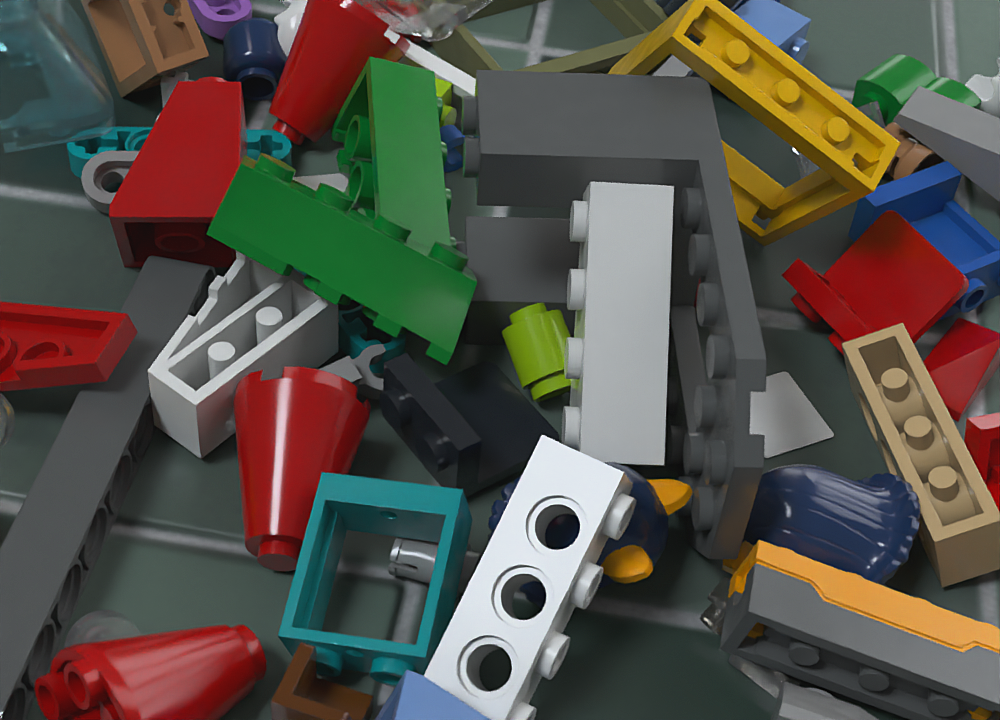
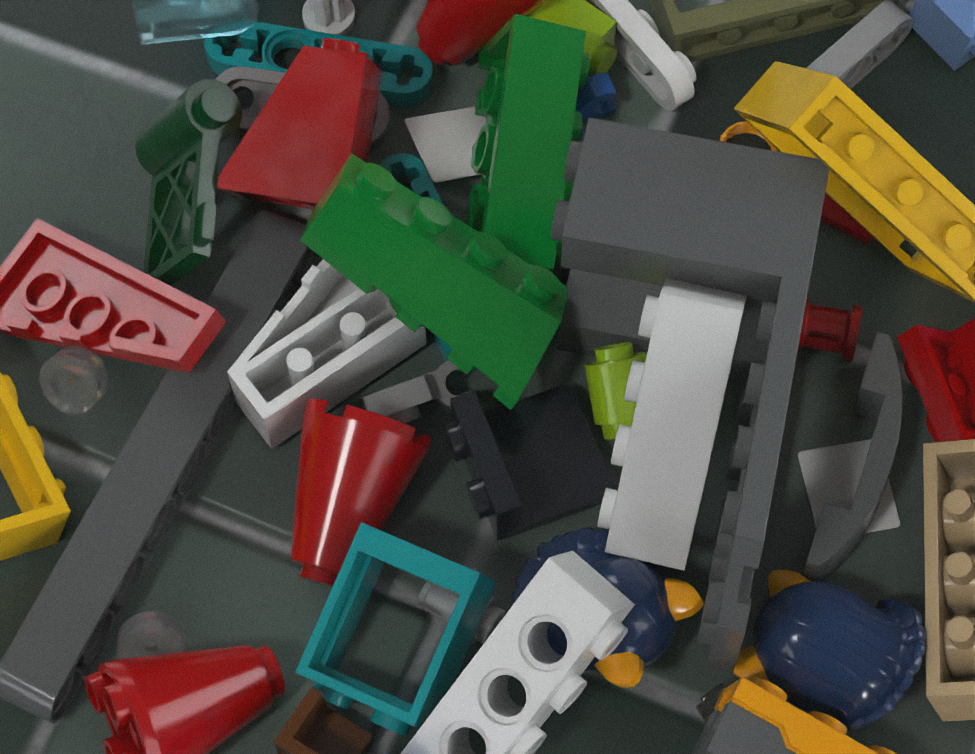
camera: 20 degrees right, 20 degrees up
(68, 222) = (182, 157): none -> dark green piece
(789, 335) = (879, 400): none -> dark grey slope

